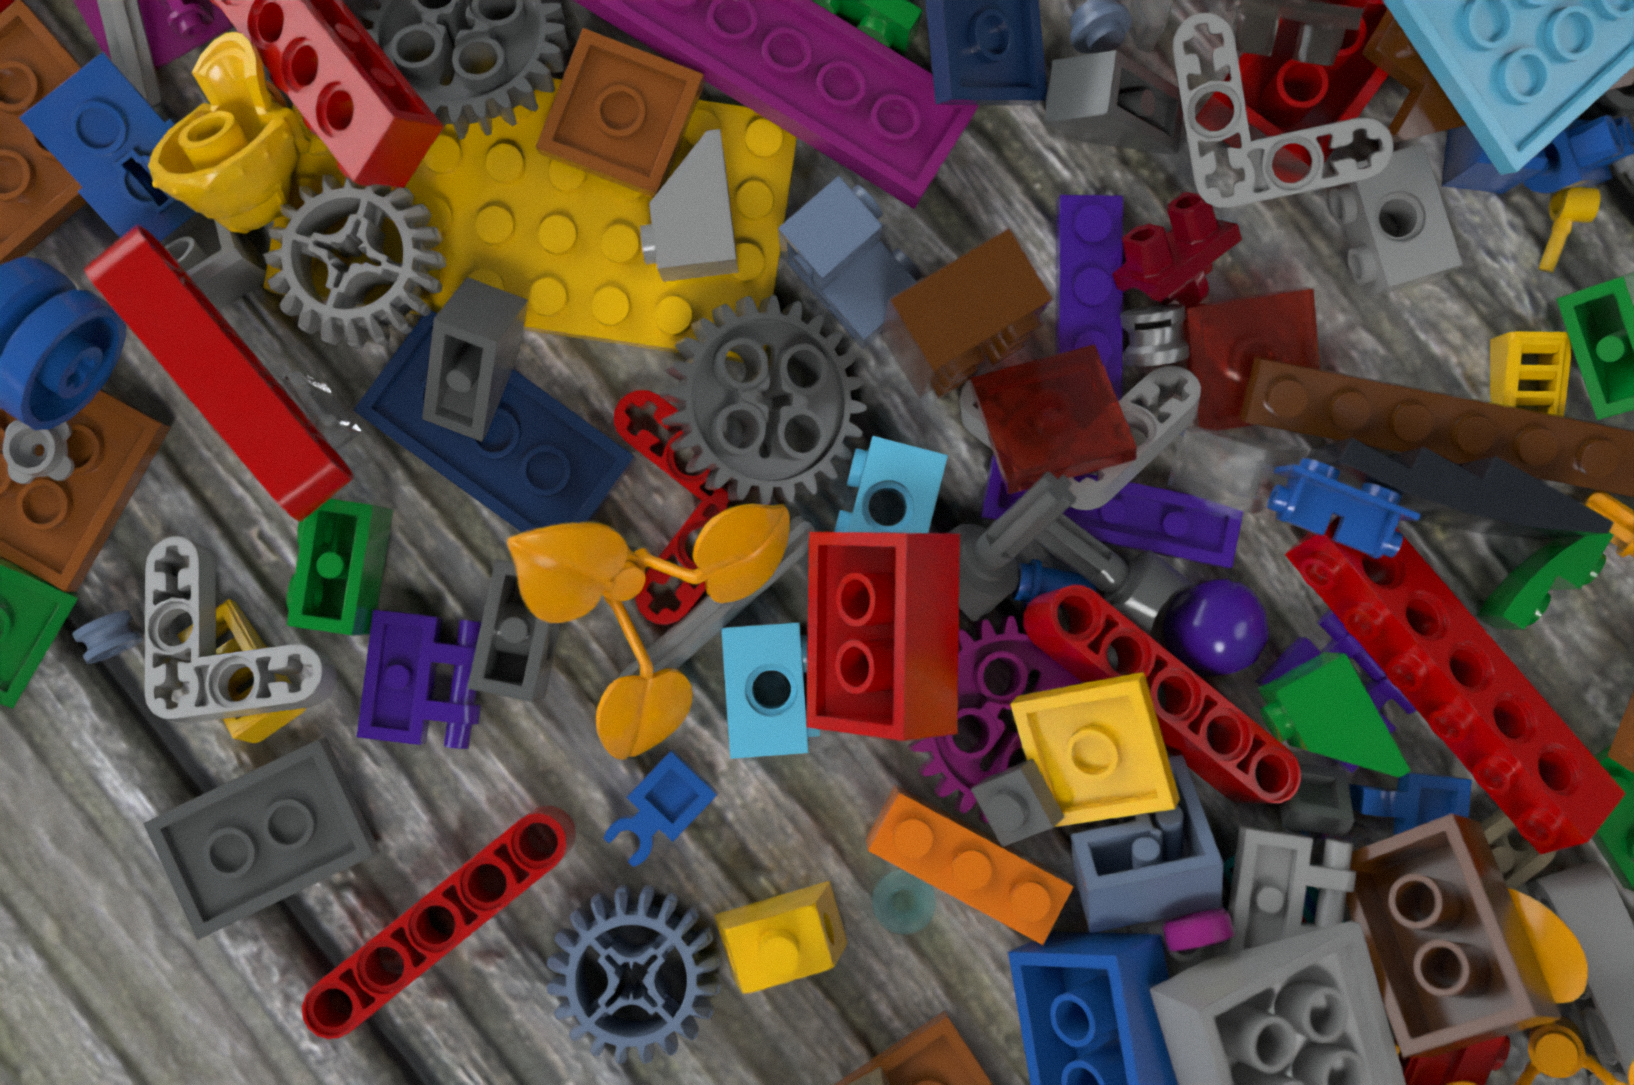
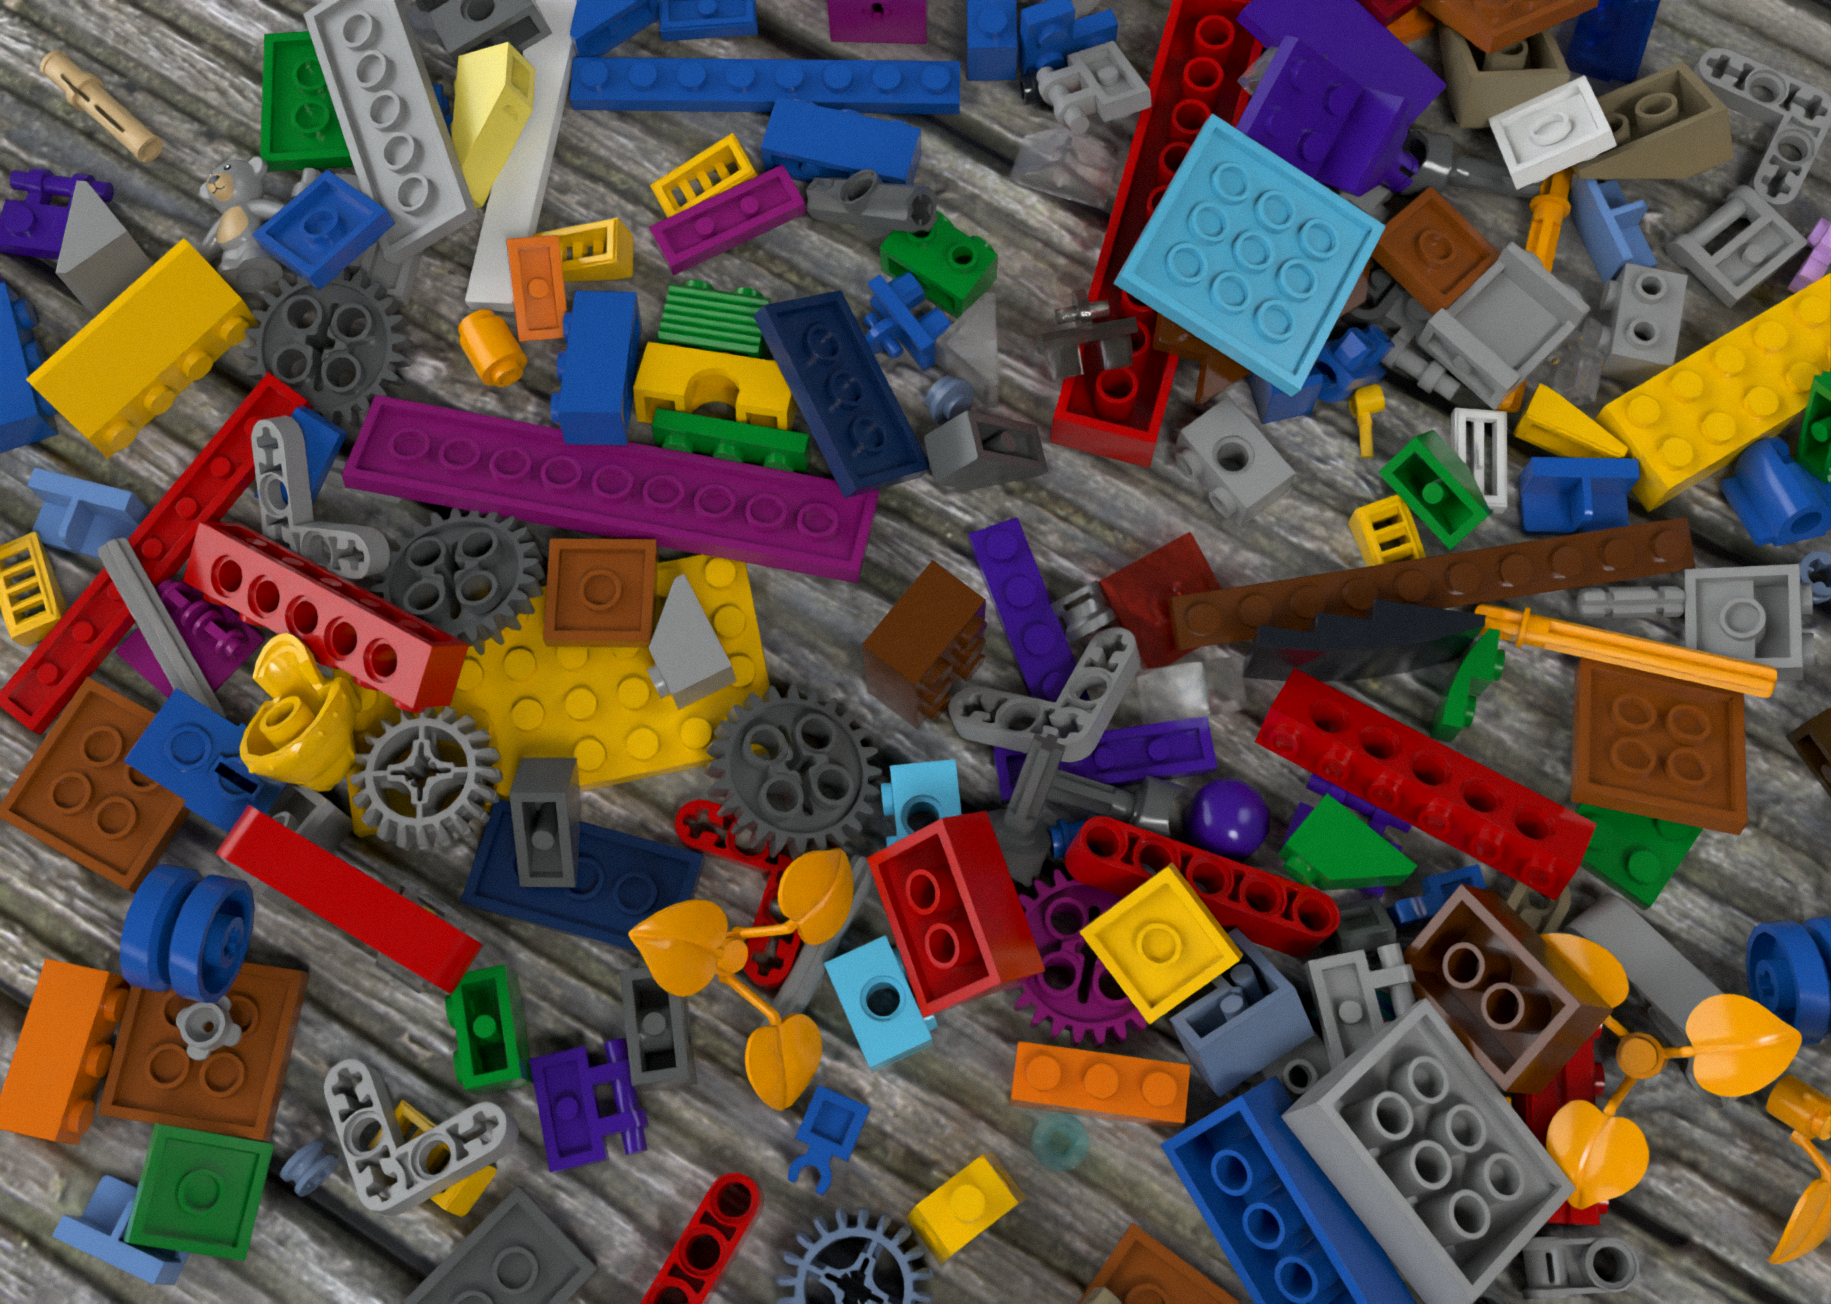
camera: 10 degrees left, 15 degrees down
(841, 260) = (813, 641): sand blue brick -> none
(1017, 803) = (1117, 1011): dark grey plate -> none
(1053, 418) = (1026, 696): clear red plate -> none
(1176, 262) = (1080, 550): dark red hips -> none
(1198, 929) = (1301, 1055): magenta tile -> none
(1257, 155) = (1104, 446): light grey beam -> none
(1366, 514) = (1297, 679): blue hinge -> none

